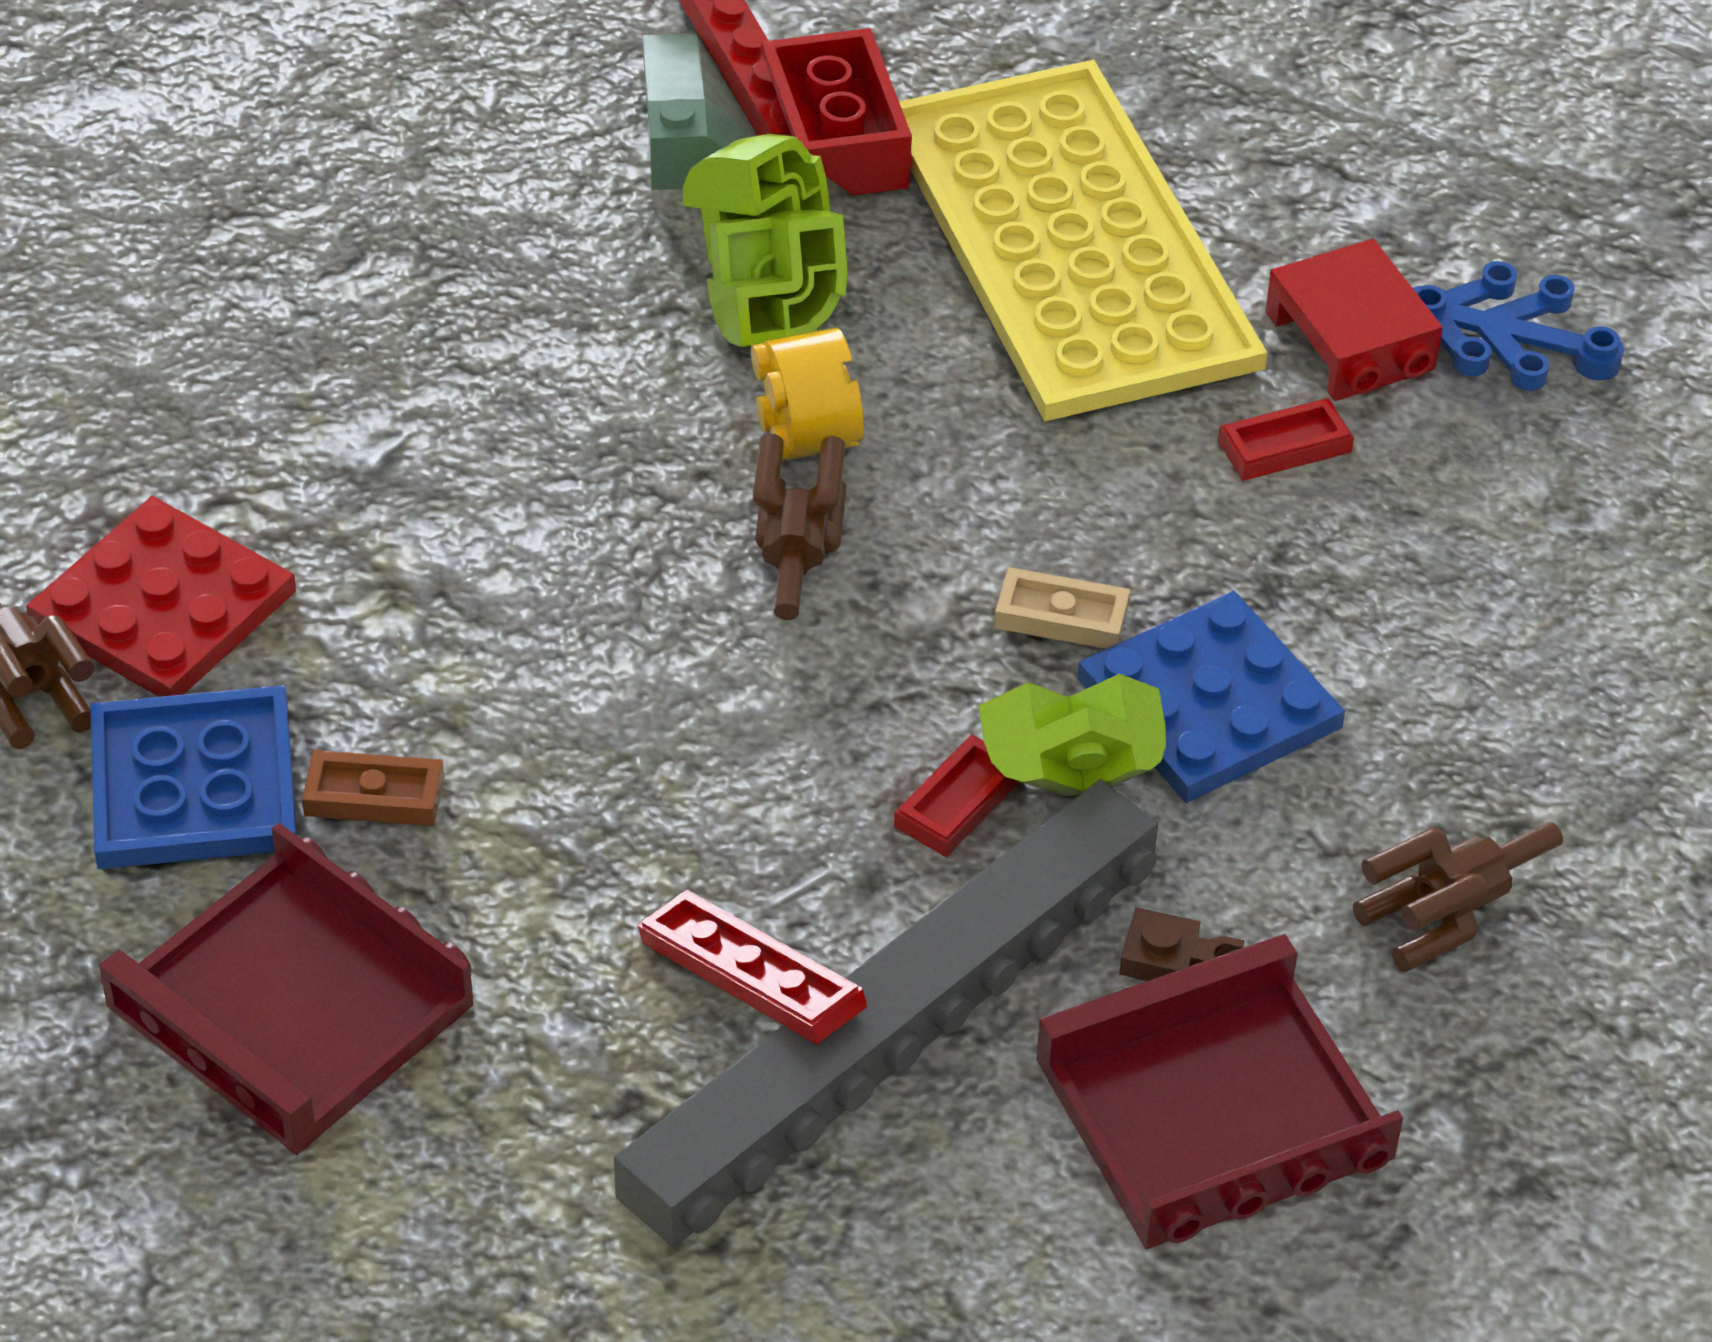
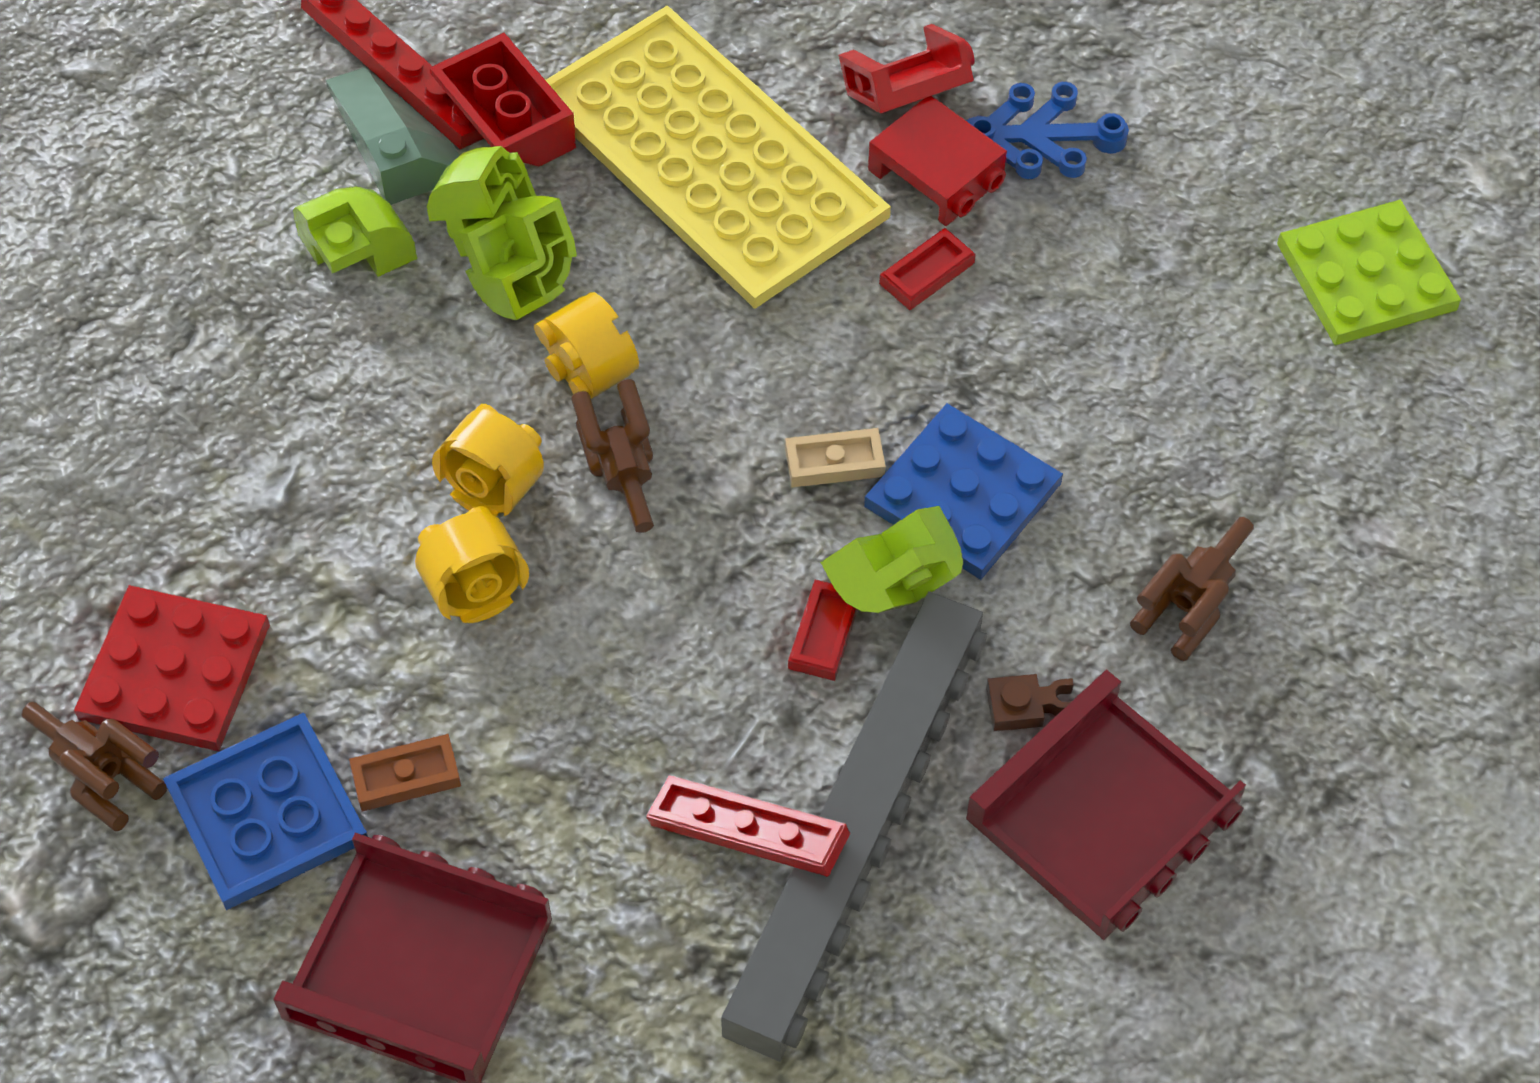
camera: 20 degrees left, 10 degrees up
(554, 586) = (470, 565): none -> yellow brick
(598, 189) = (352, 227): none -> lime brick
(630, 483) = (489, 461): none -> yellow brick
(1319, 219) = (910, 79): none -> red panel

